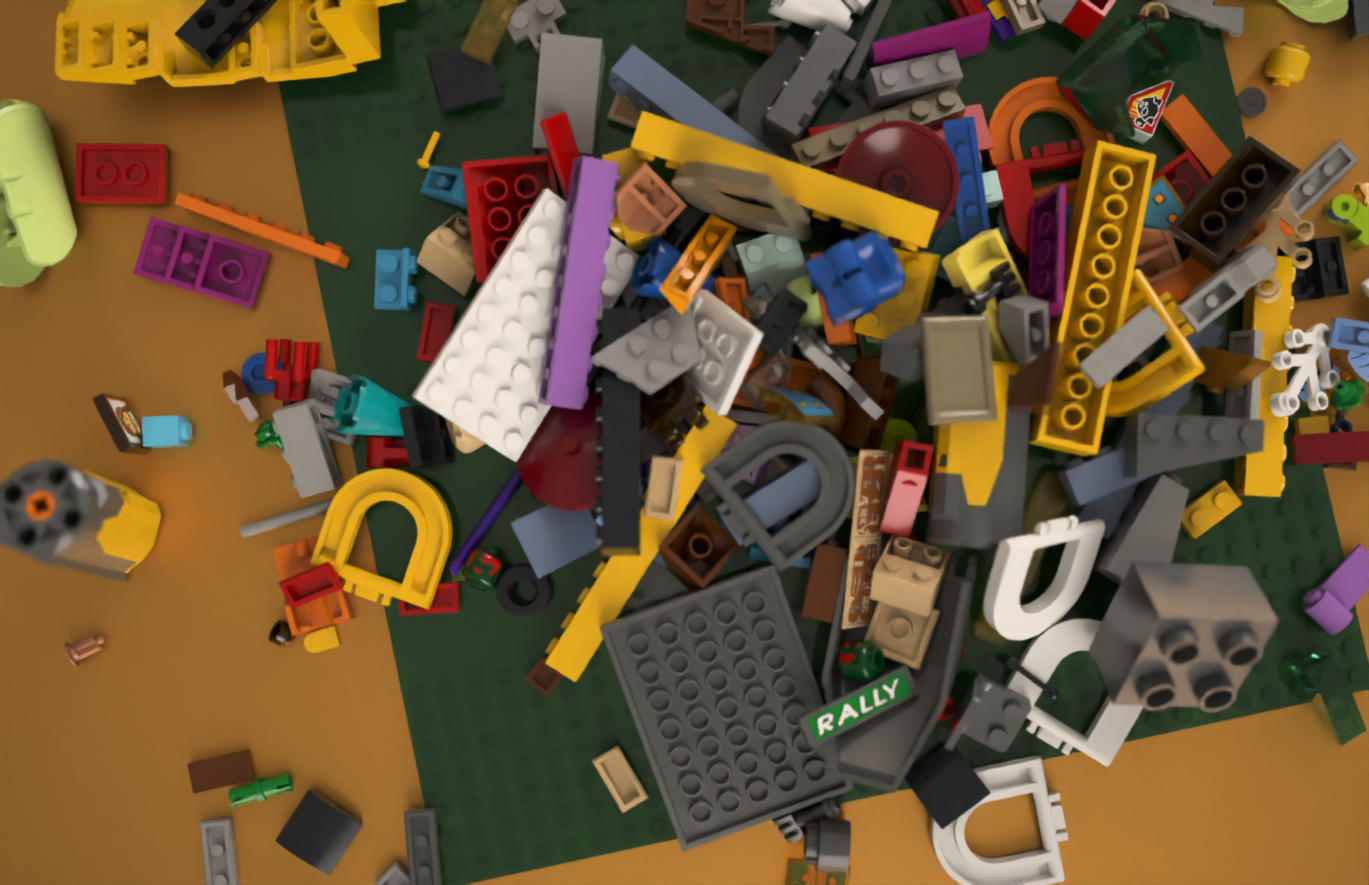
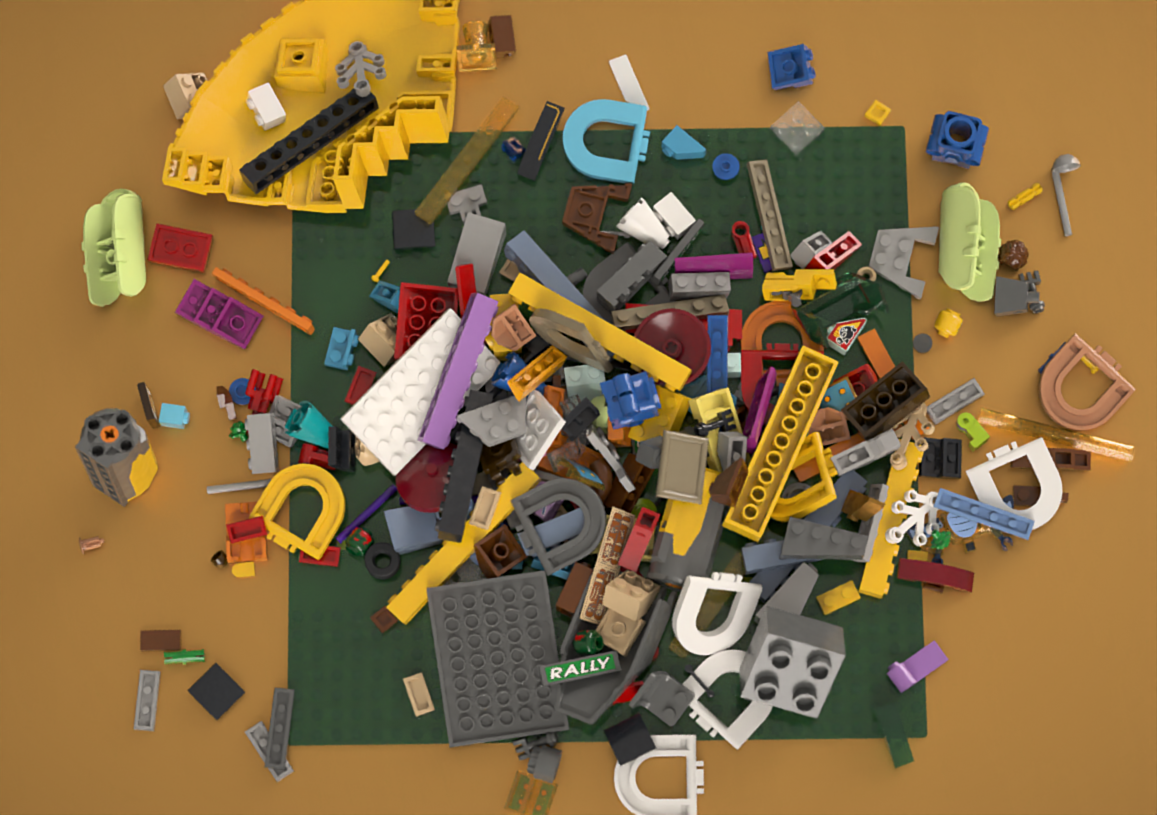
camera: 15 degrees right, 10 degrees down
(1063, 52) = (797, 287): none -> yellow plate
(1122, 347) = (790, 474): light grey tile -> none

